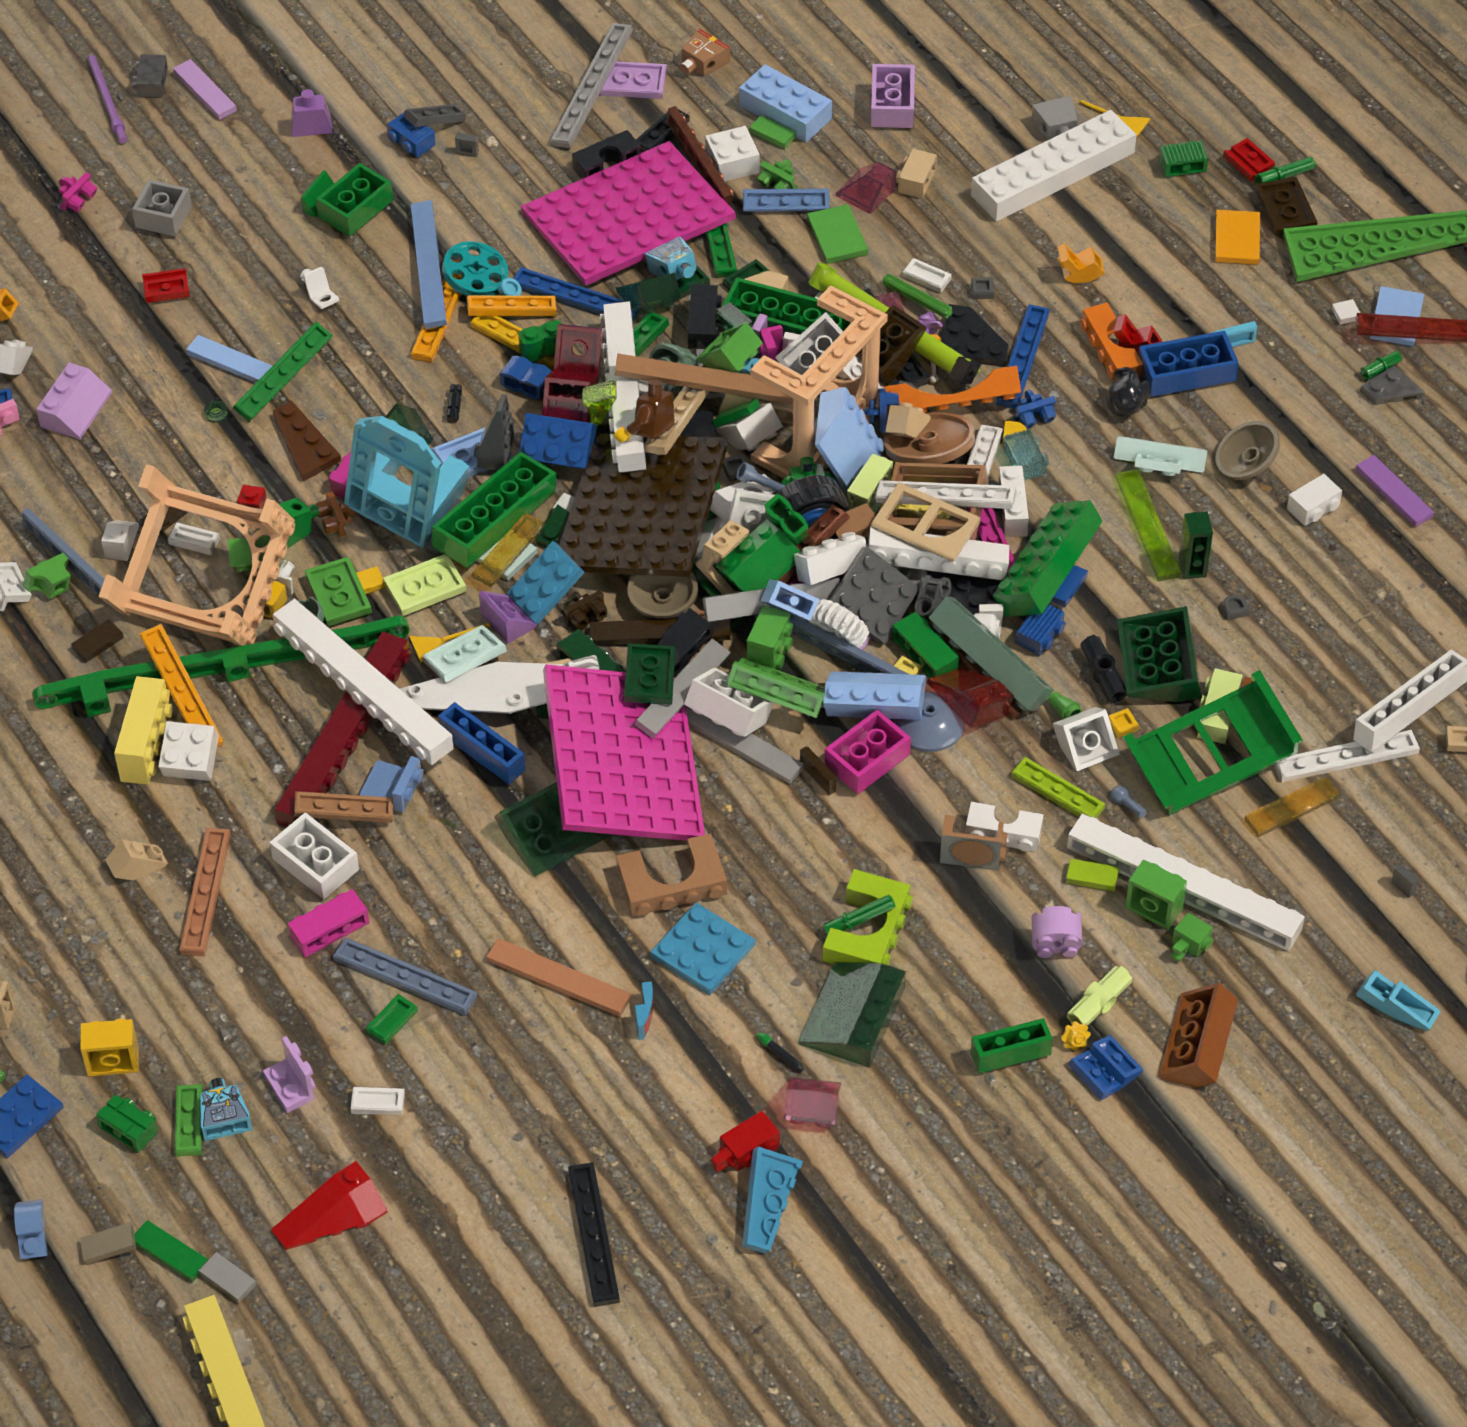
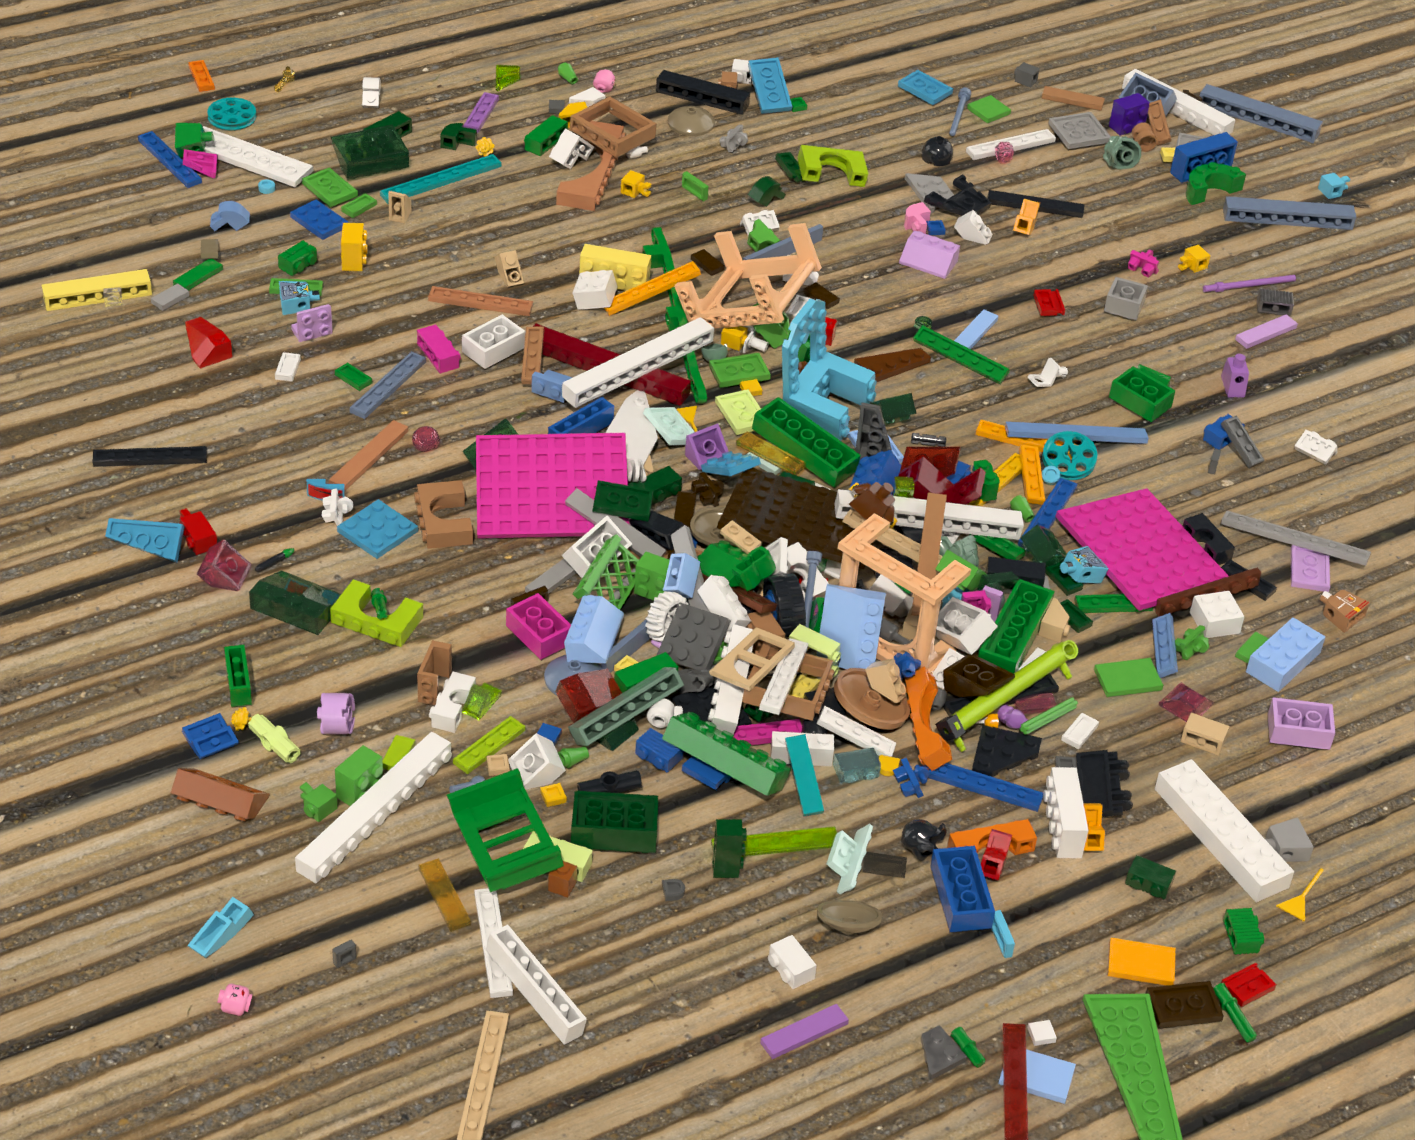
camera: 90 degrees right, 10 degrees down
(64, 143) = (1194, 258): none -> yellow brick
(428, 57) = (1316, 446): none -> white bracket
(519, 916) = (425, 438): none -> clear pink hair
(525, 383) = (942, 458): none -> clear red slope
(574, 314) = (1021, 504): none -> bright green cone
(687, 993) = (336, 507): none -> white hips
(1003, 803) = (480, 700): none -> clear neon green slope
(1007, 260) = (1100, 781): none -> black hinge
(1032, 735) = (550, 732): none -> blue tile
(1053, 492) = (804, 775): none -> teal tile
(1067, 278) = (1066, 812): none -> white brick
(1088, 778) = (497, 764): none -> tan tile
(1130, 223) = (1150, 877): none -> dark green brick
(1158, 427) = (885, 864): none -> clear smoke tile

